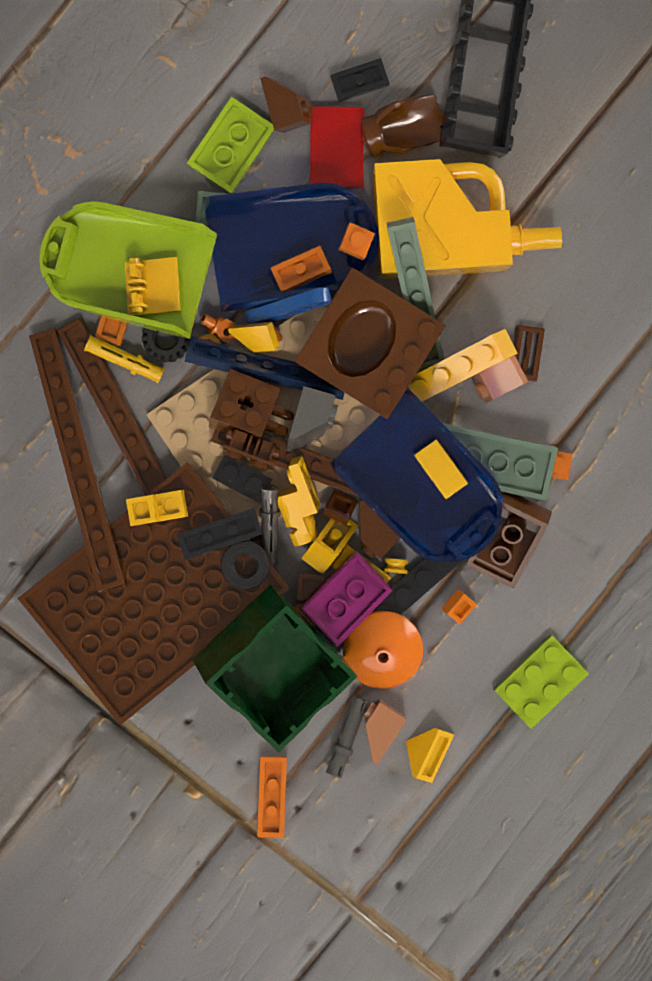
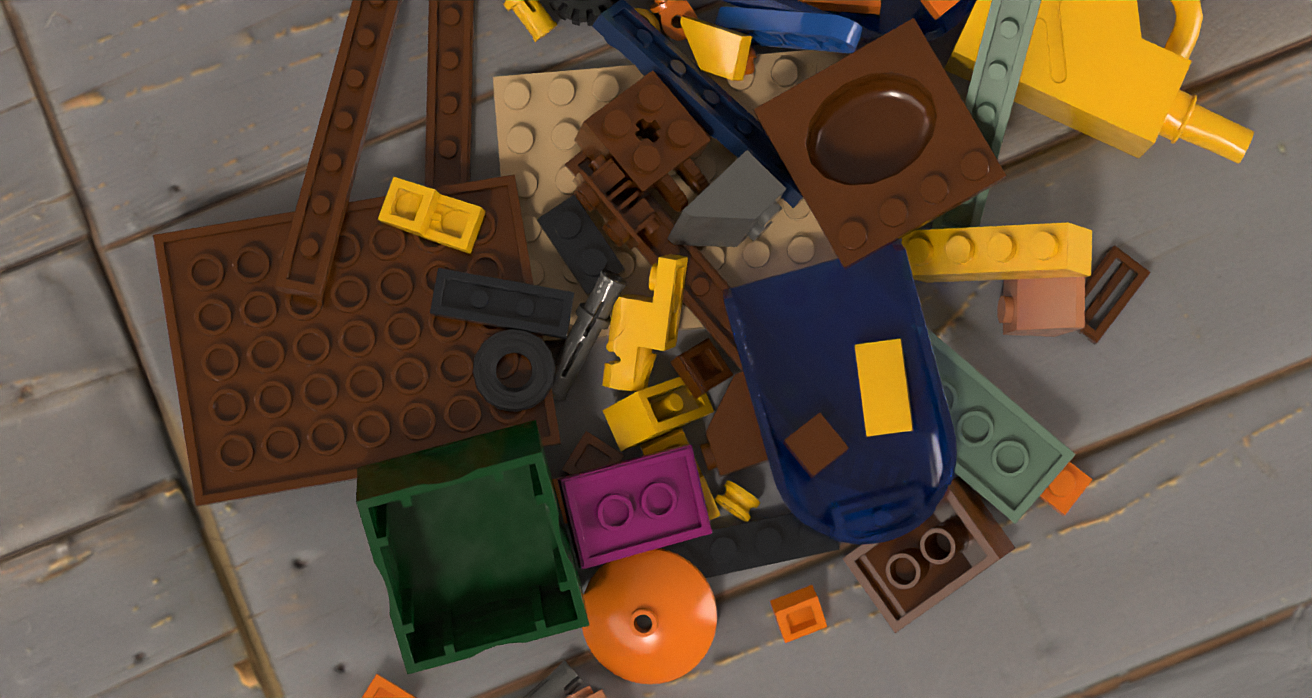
camera: 25 degrees right, 5 degrees down
(422, 517) = (815, 445): none -> reddish brown tile

